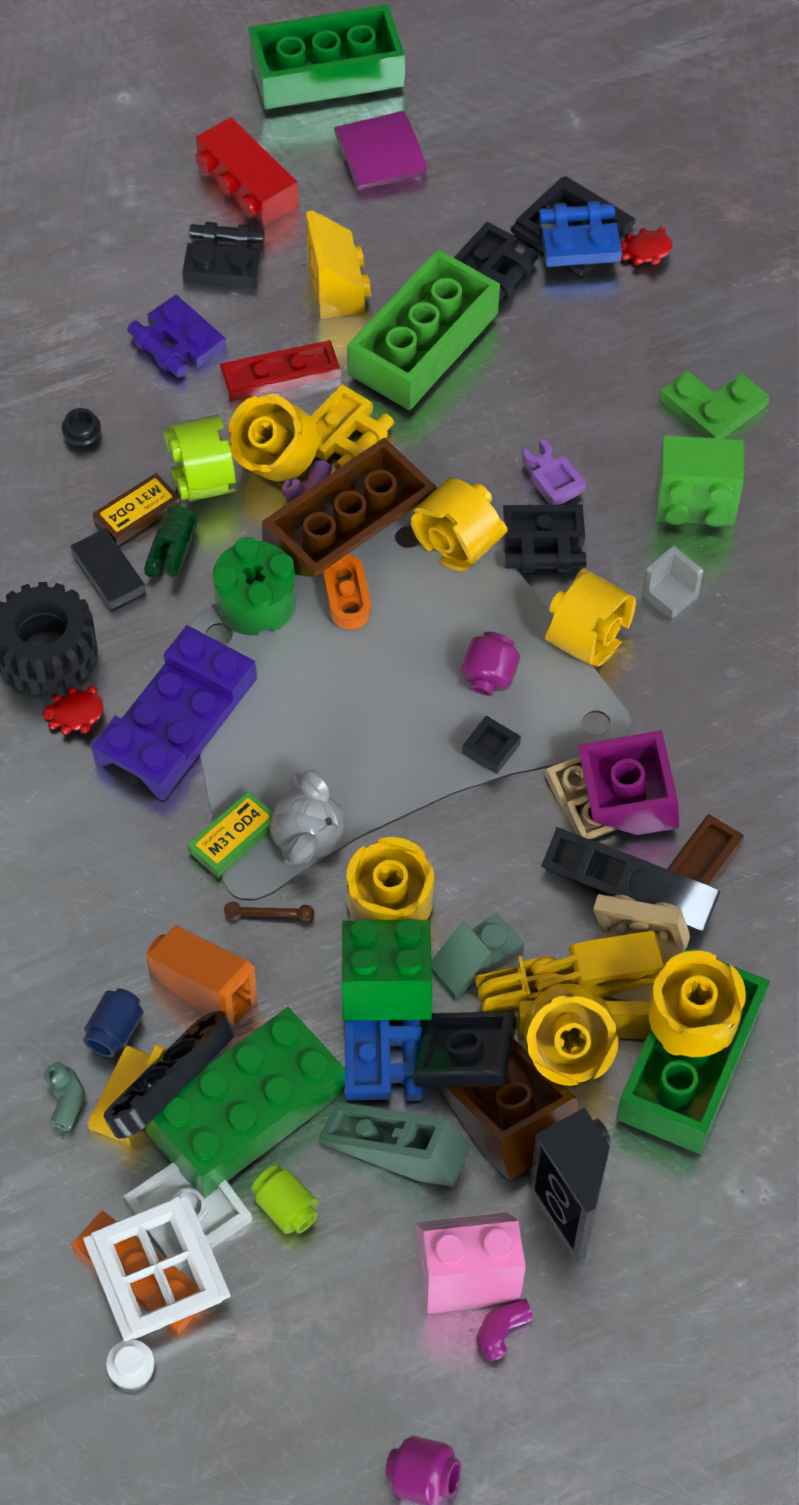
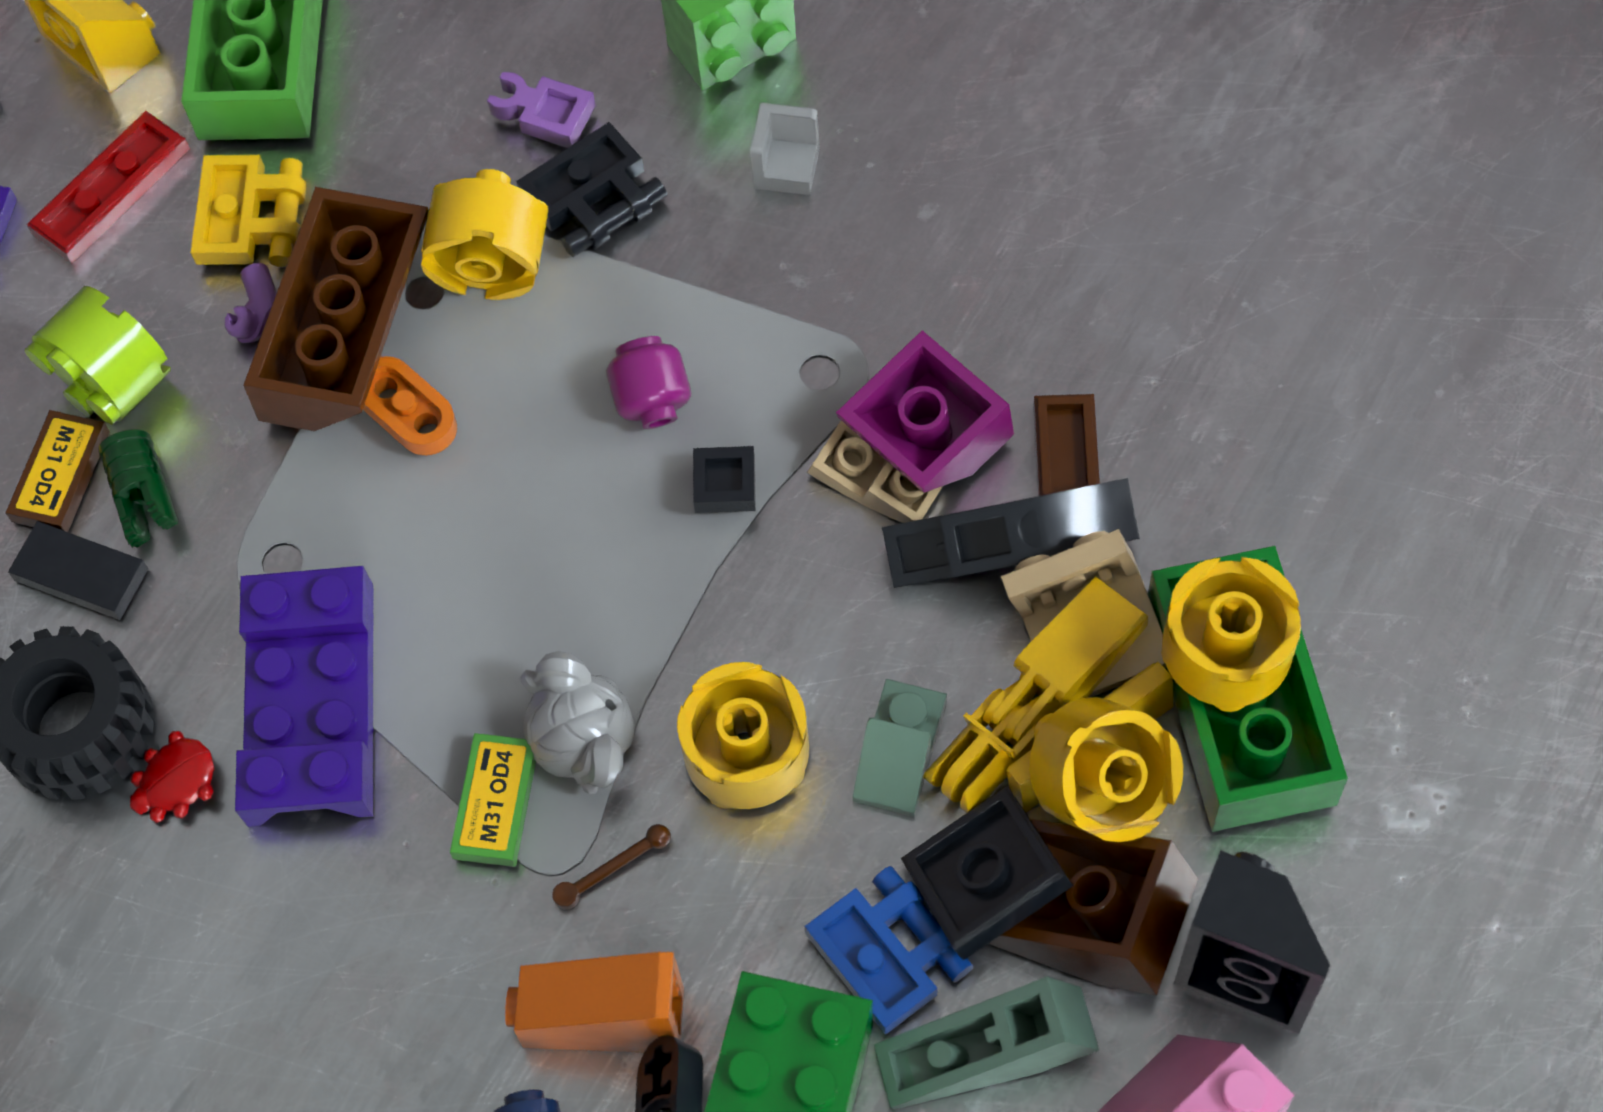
camera: 30 degrees left, 5 degrees up
(254, 586) = (288, 473): green brick -> none
(273, 437) = (205, 265): yellow brick -> none
(386, 970) = (821, 841): green brick -> none
(590, 618) = (726, 251): yellow brick -> none

